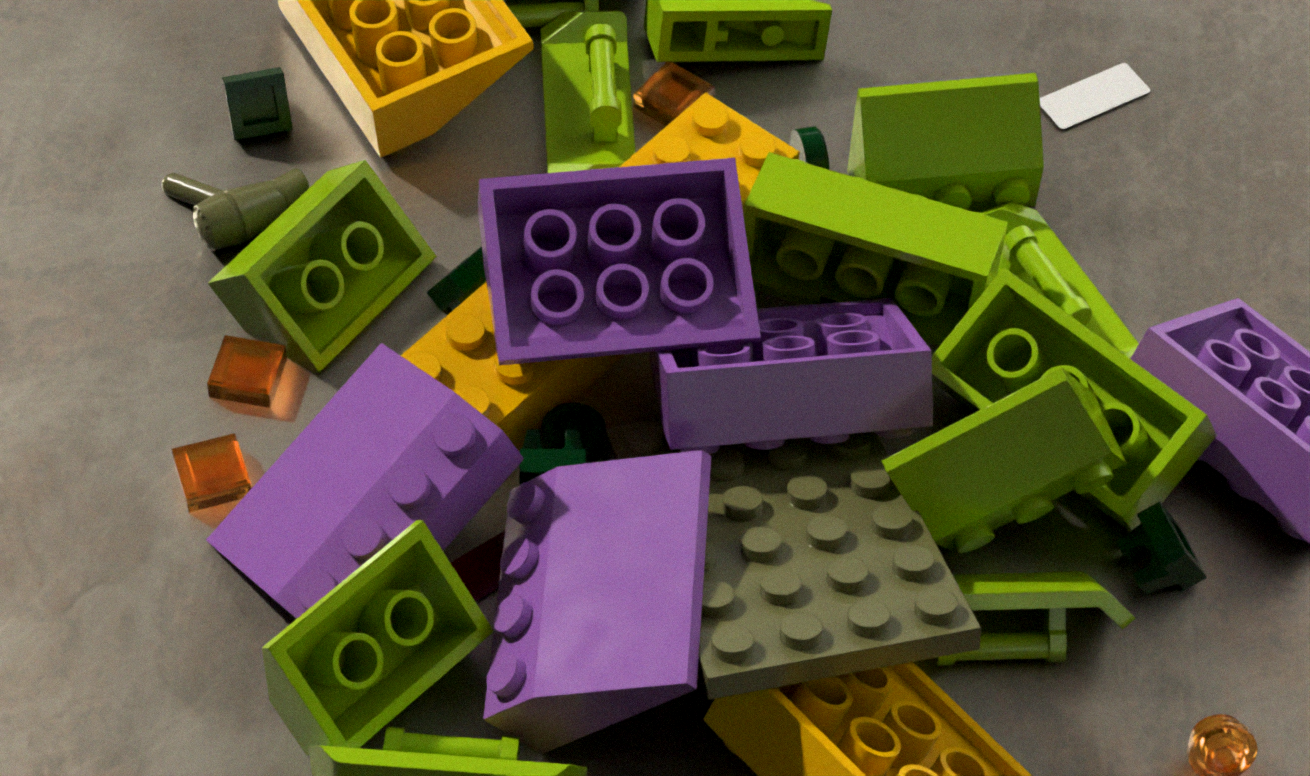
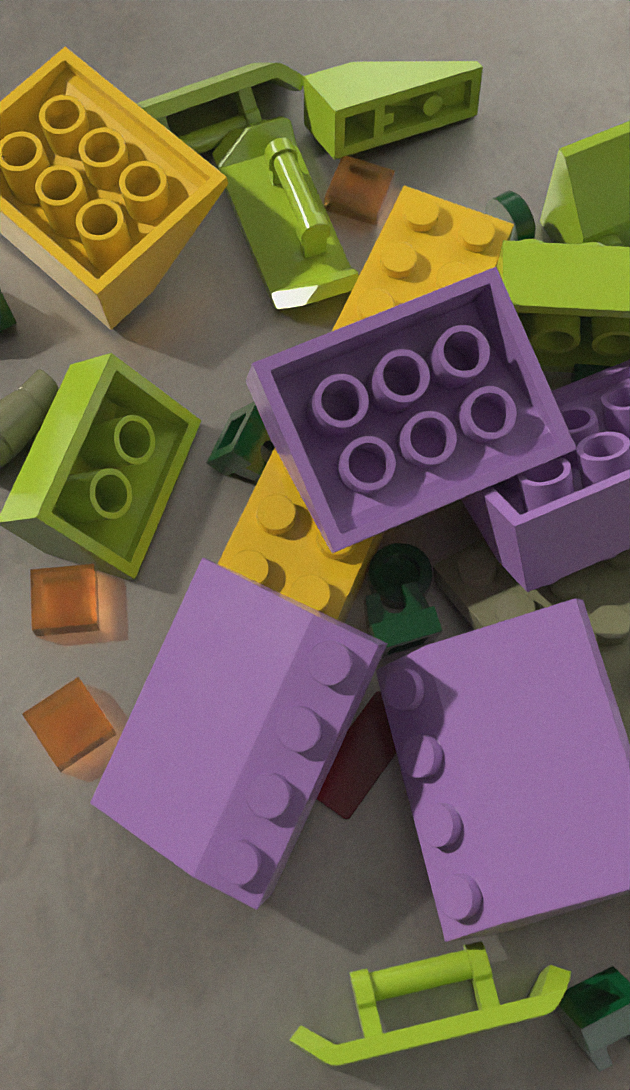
camera: 15 degrees left, 15 degrees up
(372, 644) = (319, 905): lime slope -> none

